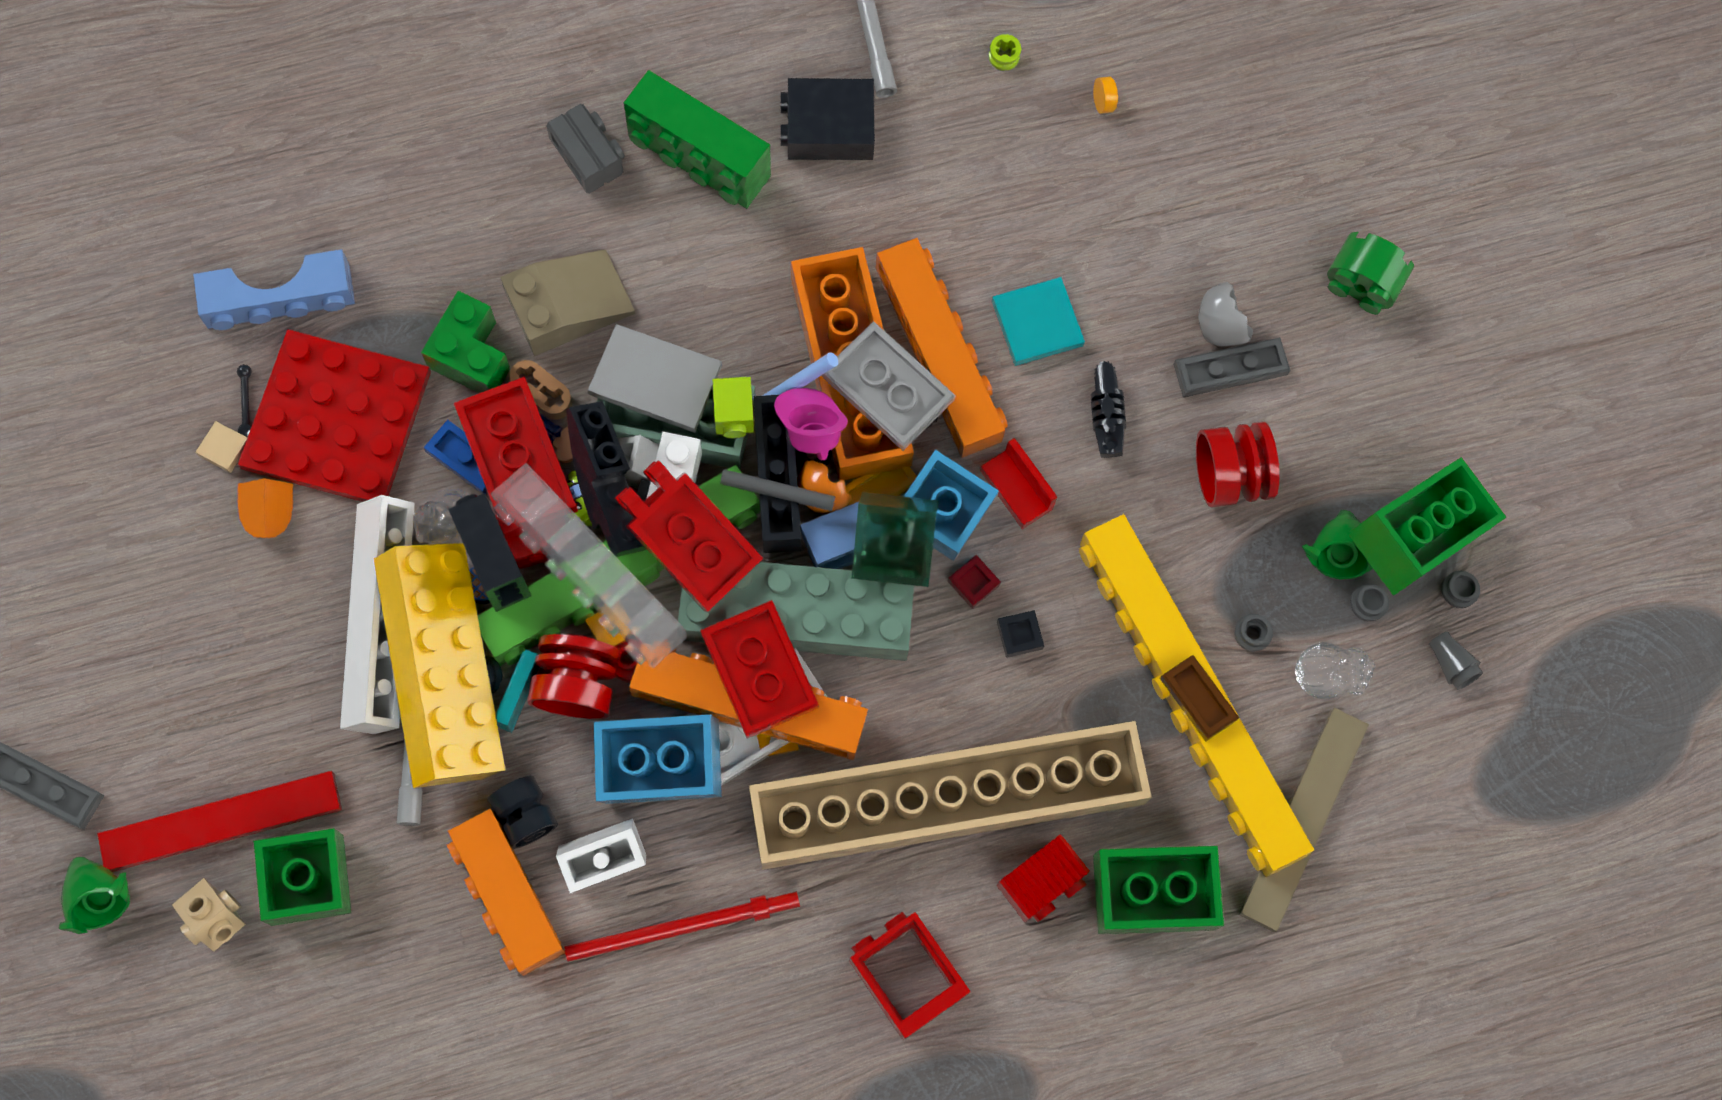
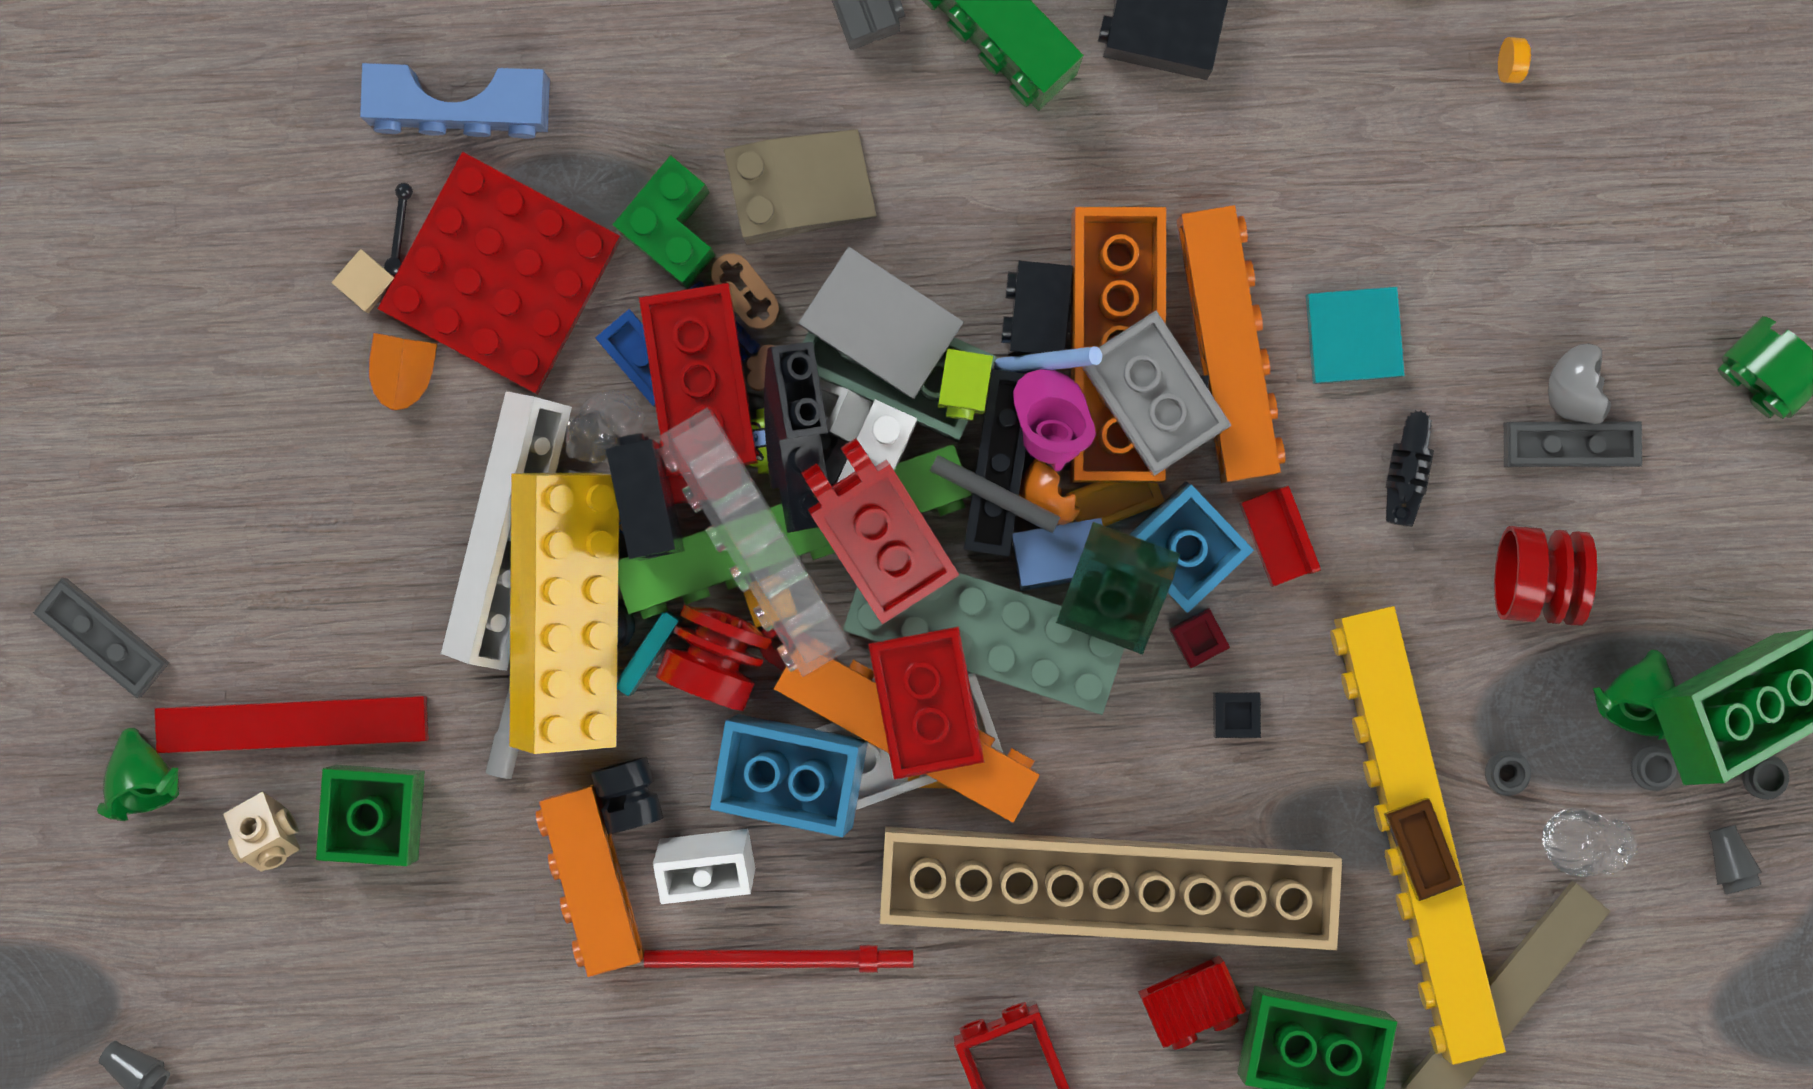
camera: 20 degrees right, 15 degrees up
(781, 347) = (1039, 308): none -> black brick

